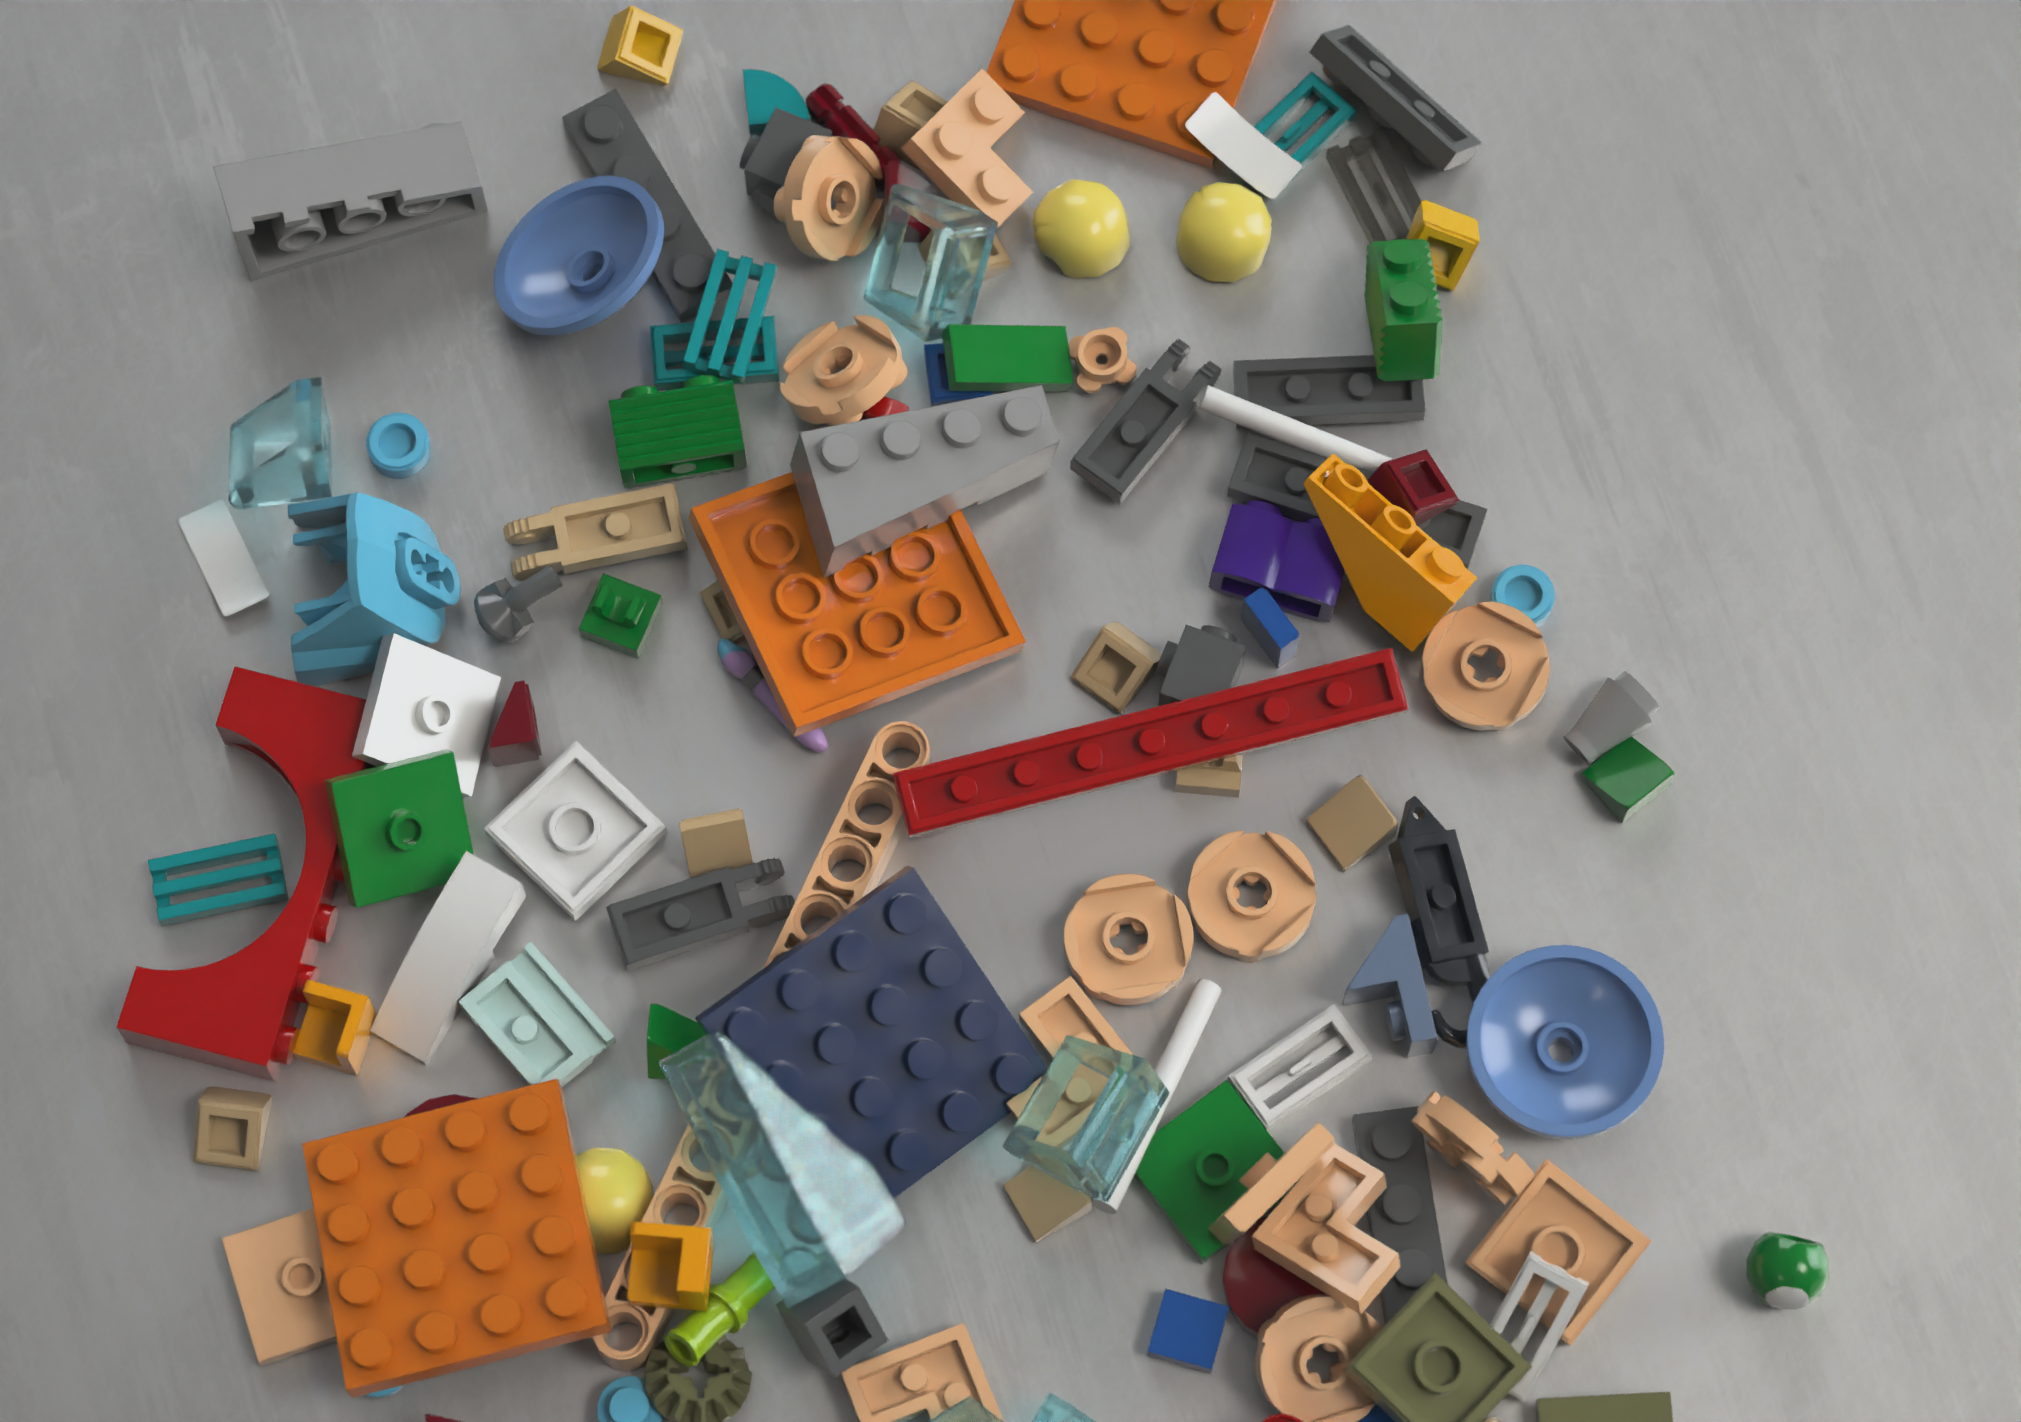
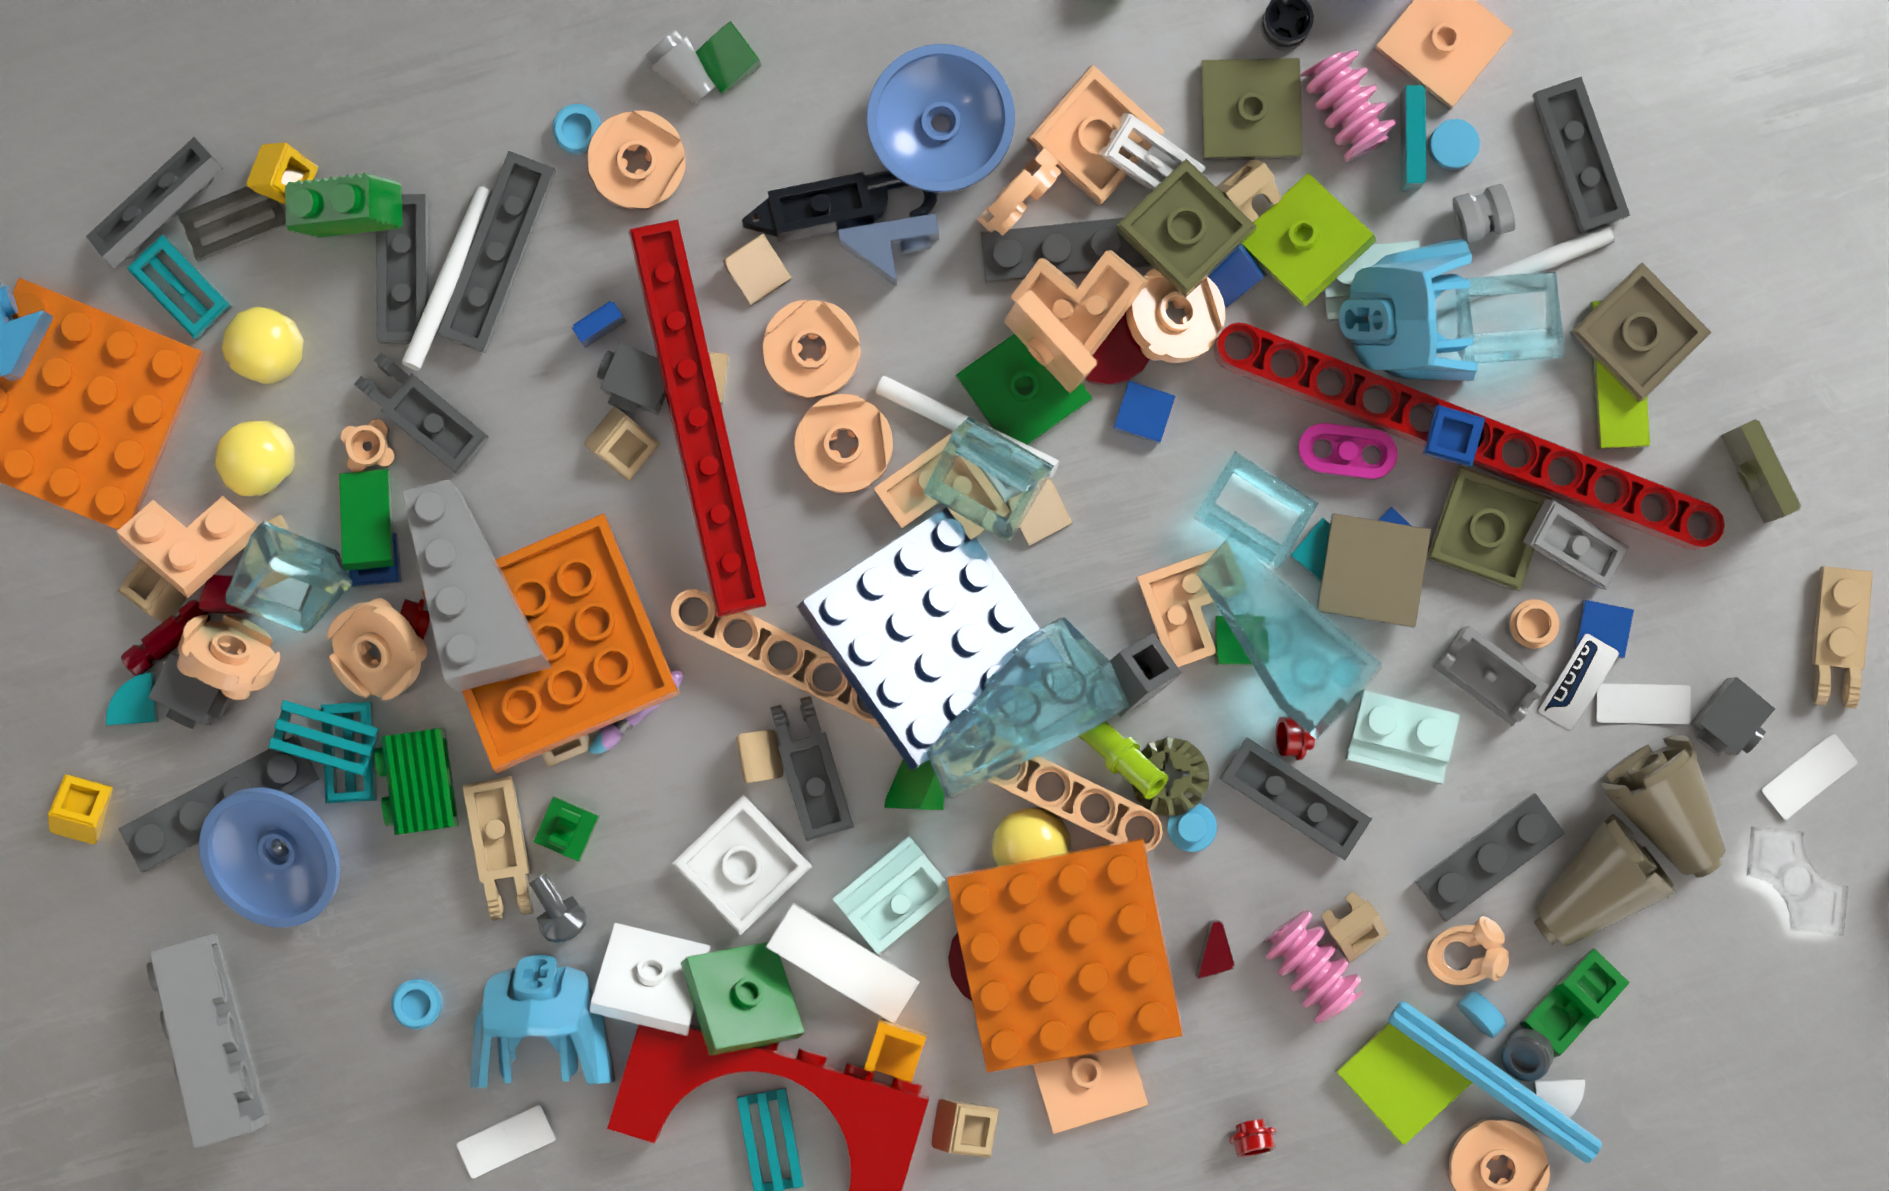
camera: 90 degrees left, 15 degrees up
(297, 471) = (453, 1080): clear light blue tile -> none
(516, 731) = (661, 908): dark red slope -> none
(670, 1266) = (1099, 793): light orange panel -> none
(1242, 147) = (192, 326): white sticker -> none
(1256, 1099) = (968, 354): white tile -> none
(1281, 556) = (544, 312): dark purple brick -> none
(1390, 561) = (552, 228): light orange slope -> none
(1414, 485) = (494, 210): dark red slope -> none

